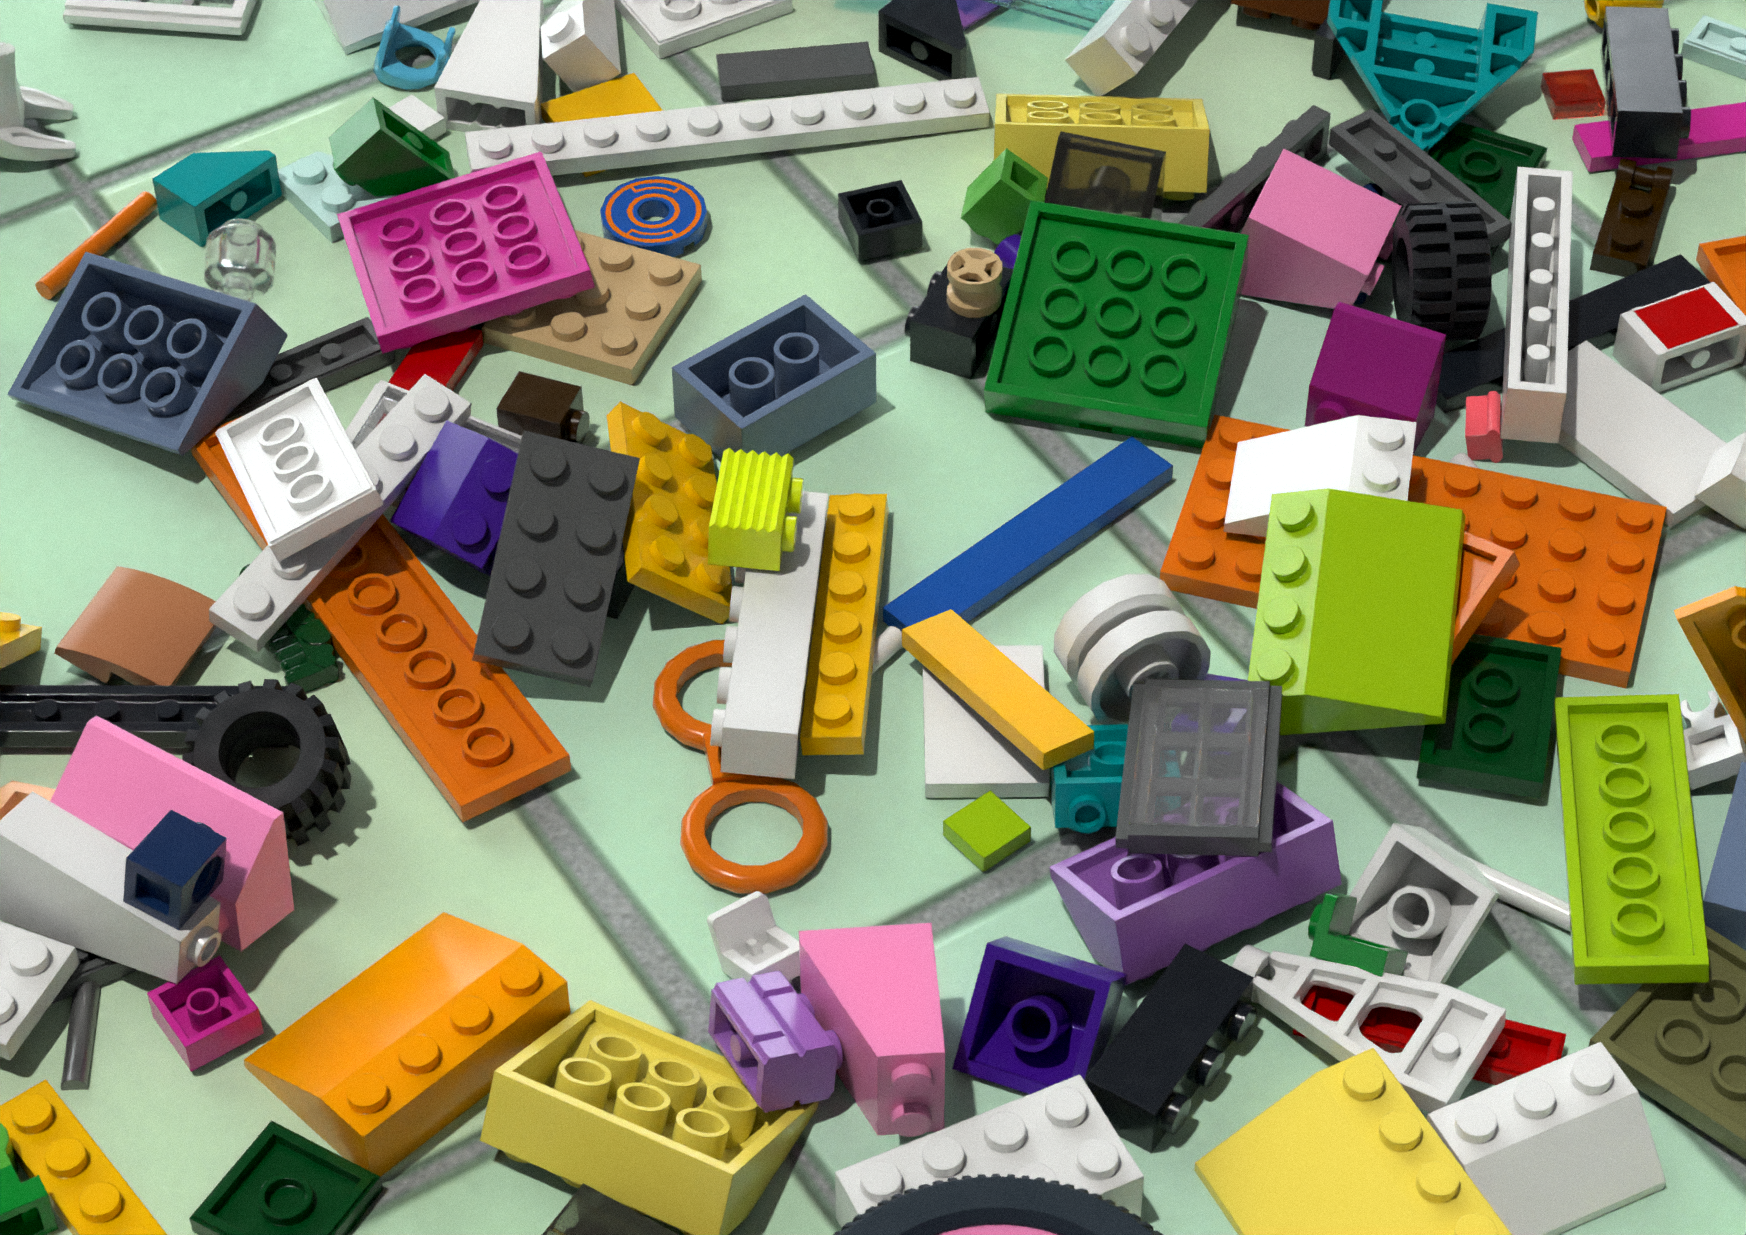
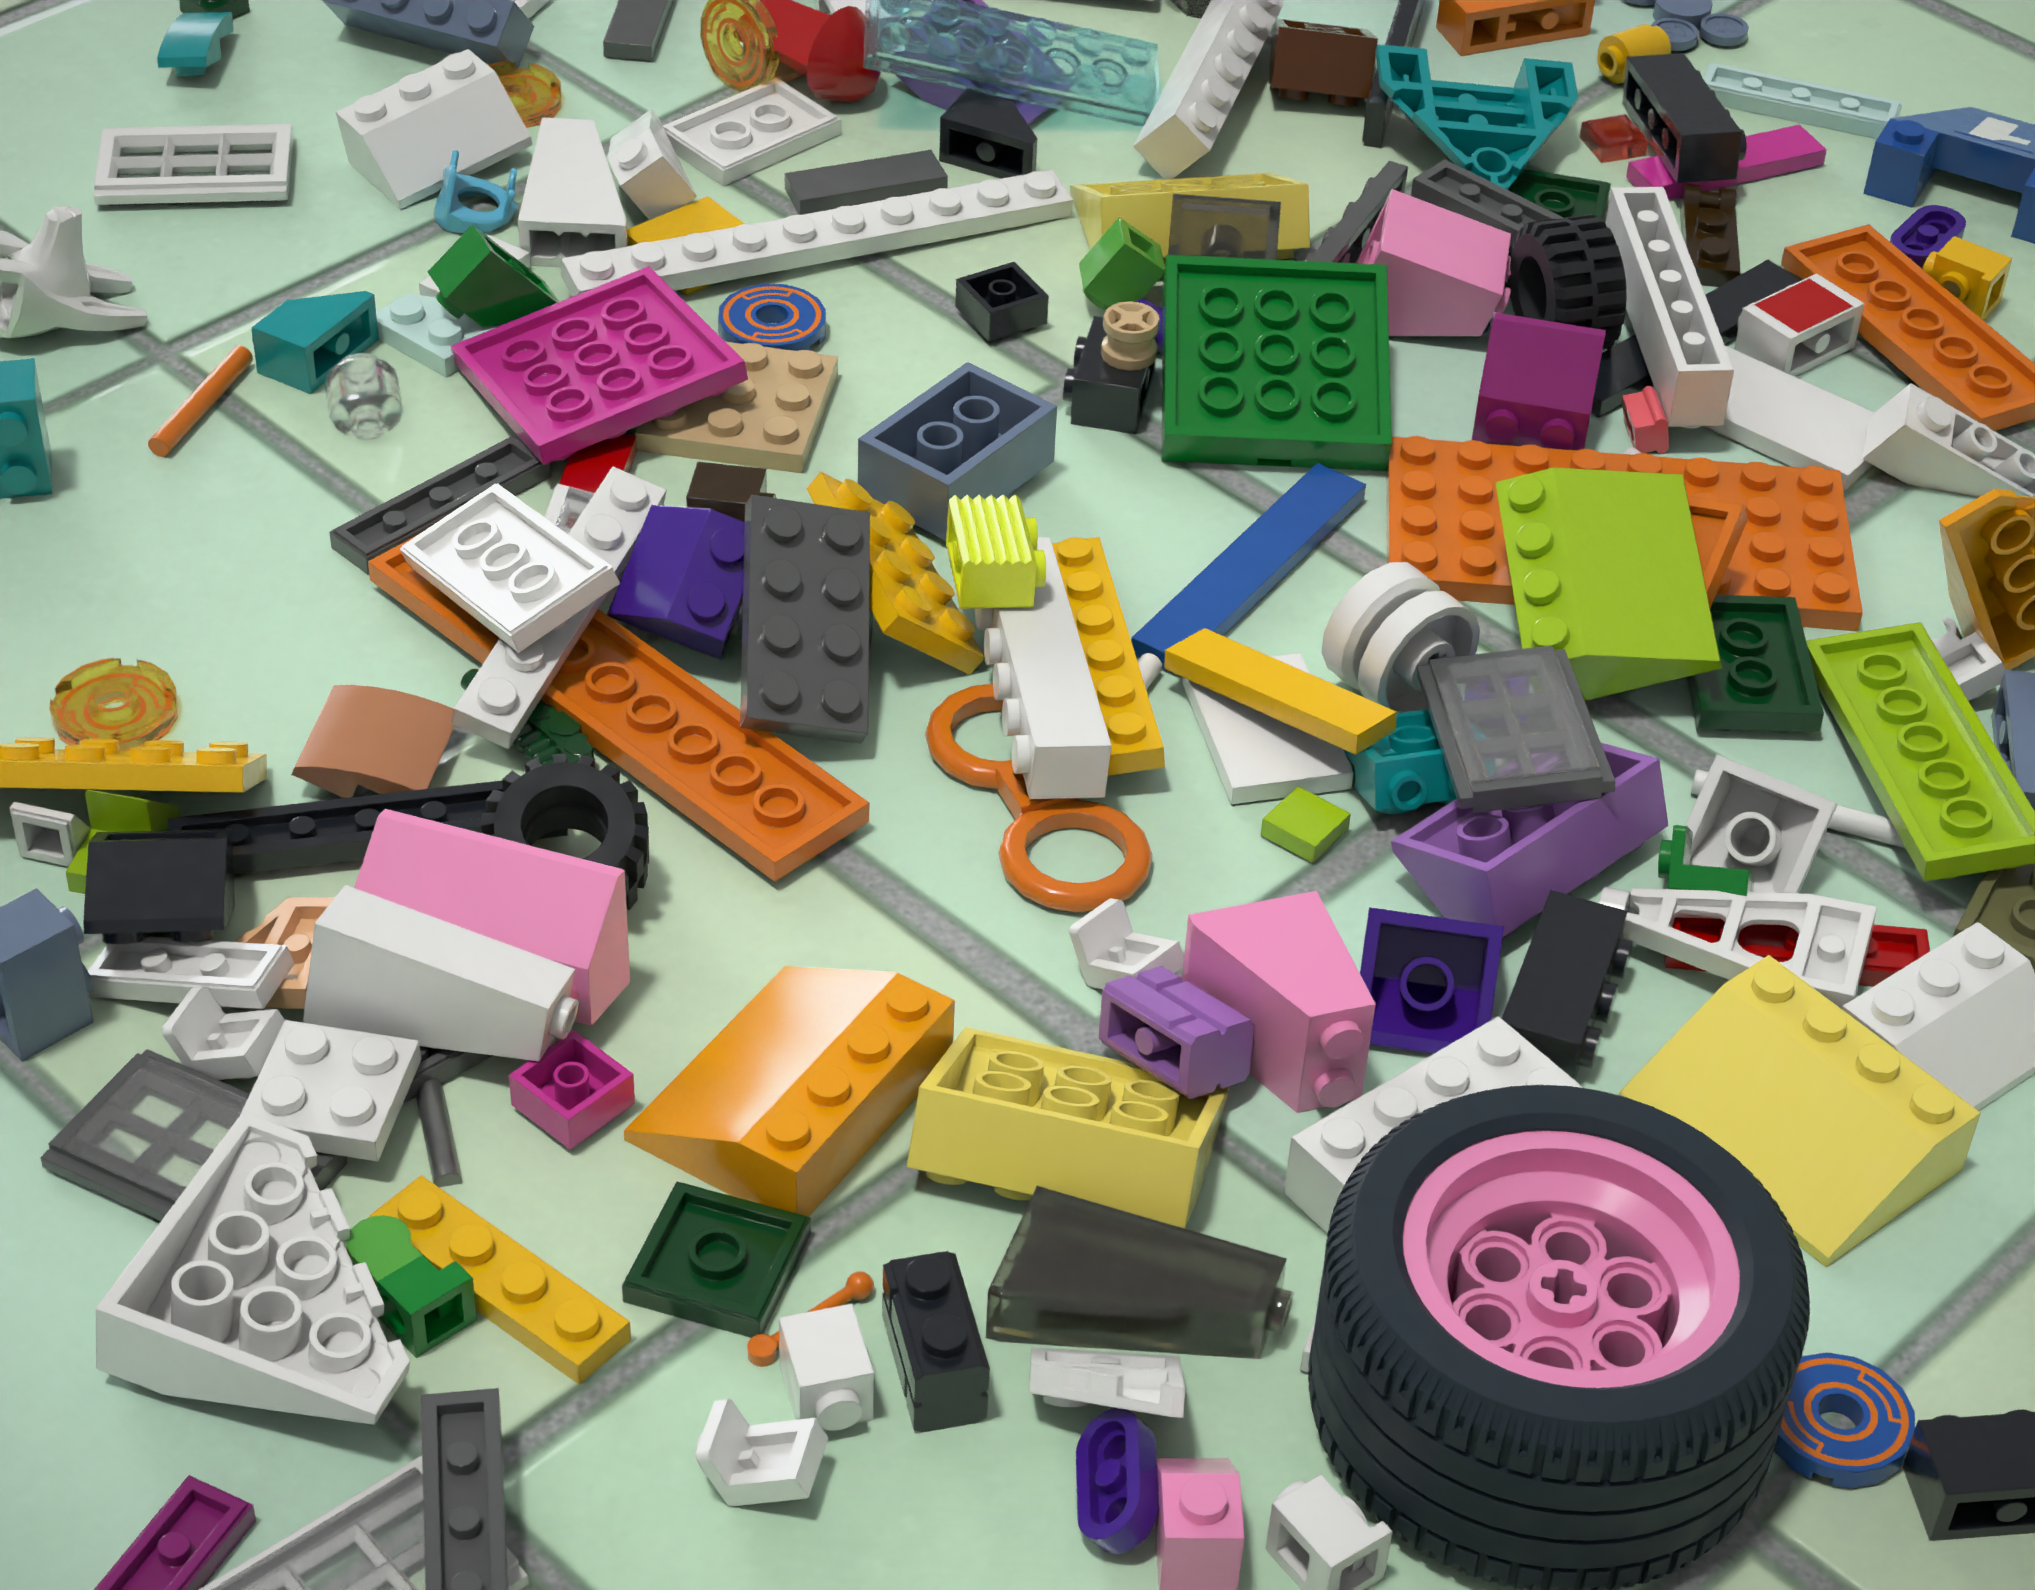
camera: 15 degrees left, 5 degrees down
(147, 355) = (300, 484): sand blue slope -> none
(174, 869) = (527, 936): dark blue brick -> none
(1342, 454) = (1466, 471): white slope -> none

